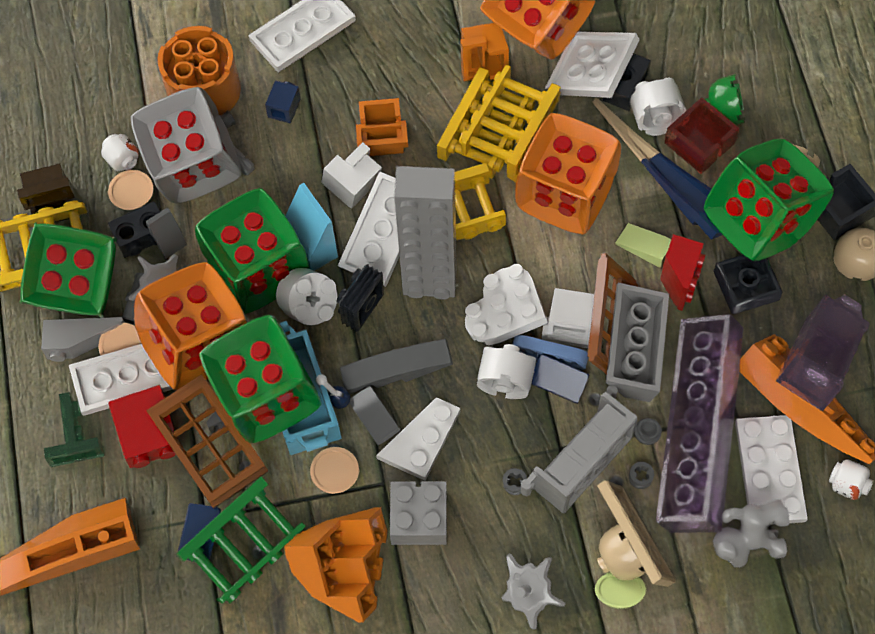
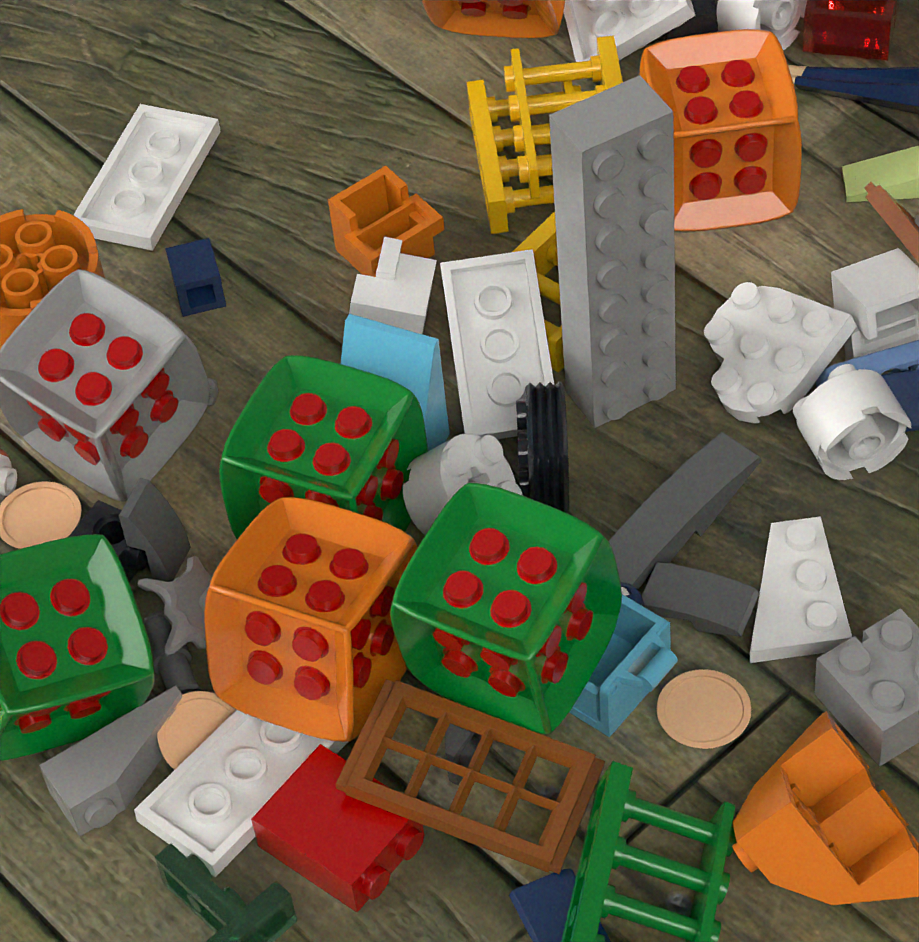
camera: 30 degrees left, 15 degrees down
(484, 48) = (451, 54): orange plate -> none

